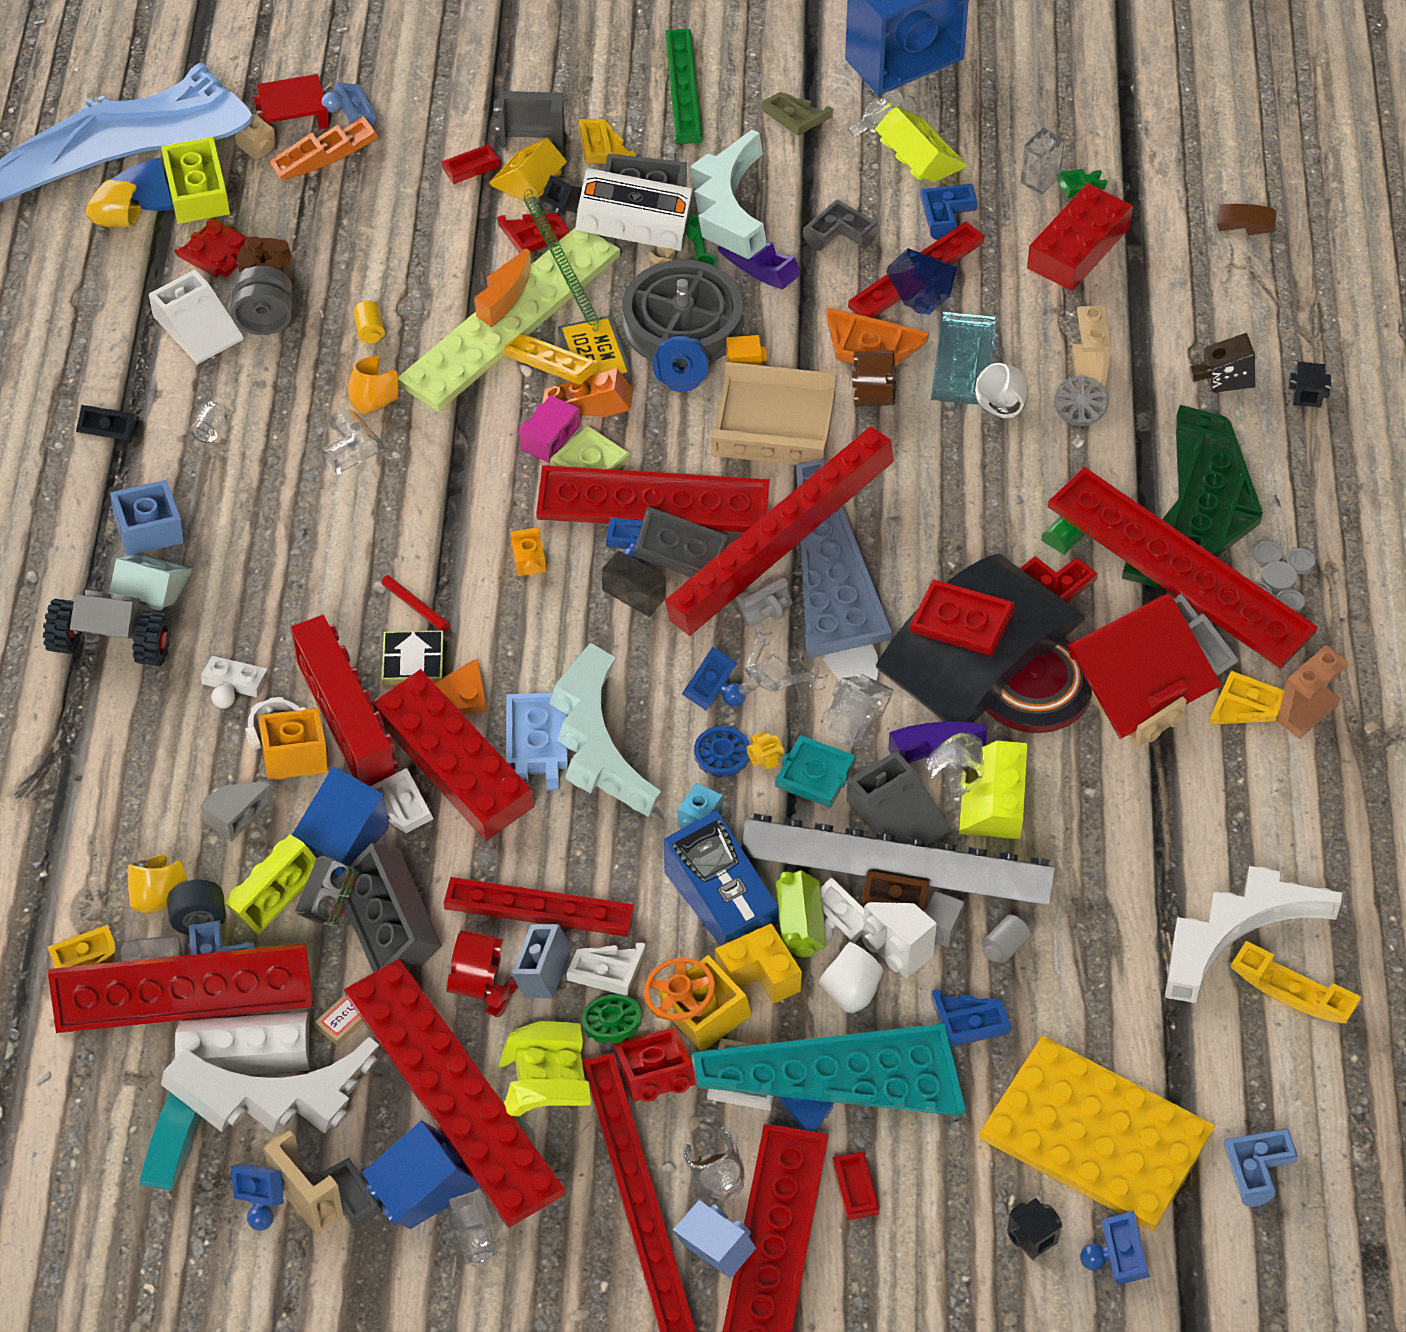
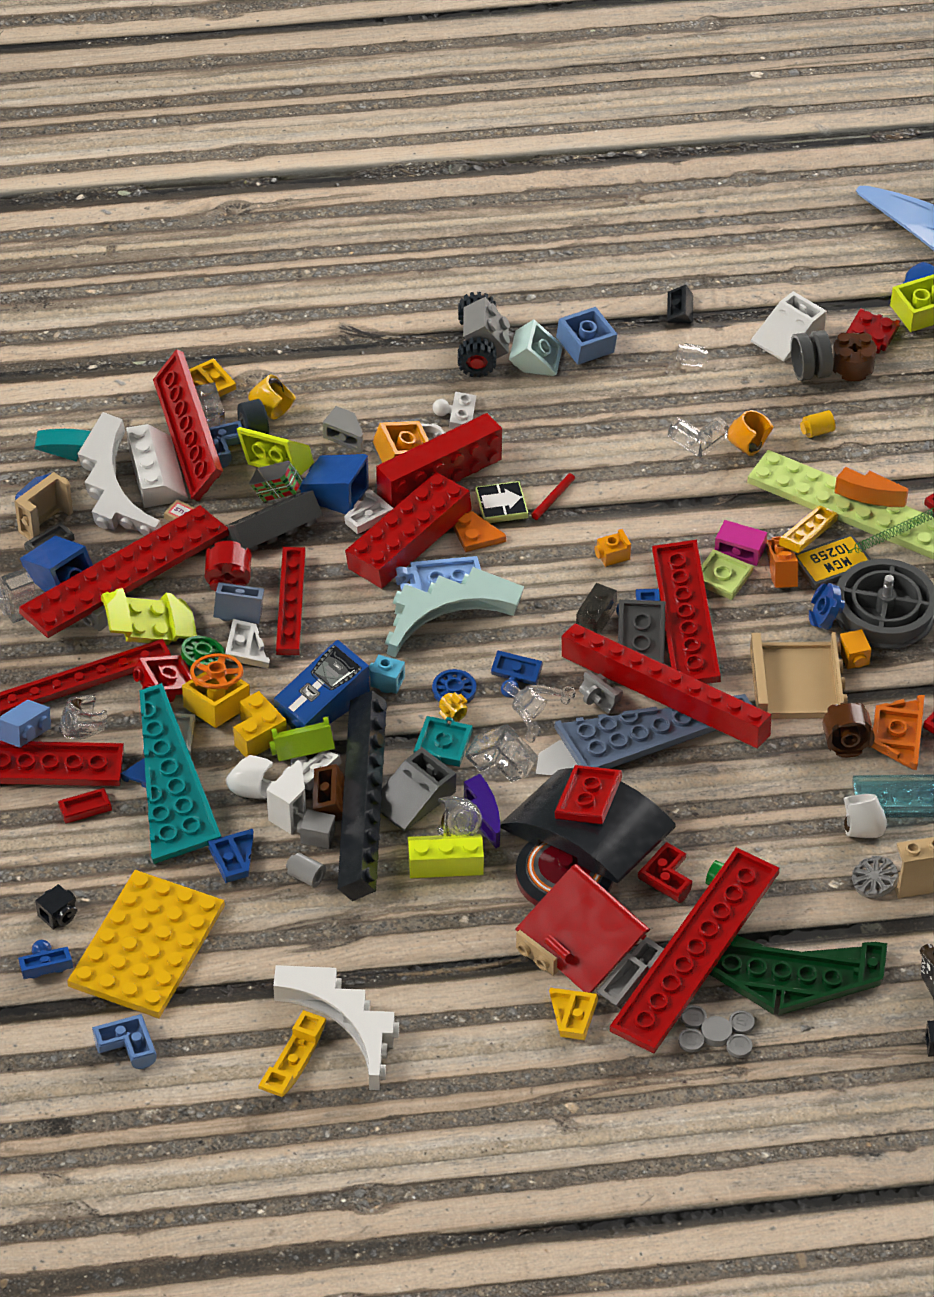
camera: 80 degrees right, 5 degrees down
(111, 205) = (888, 264): yellow piece -> none
(499, 996) = (205, 588): red bar -> none
(1306, 695) = (580, 1043): nougat panel -> none

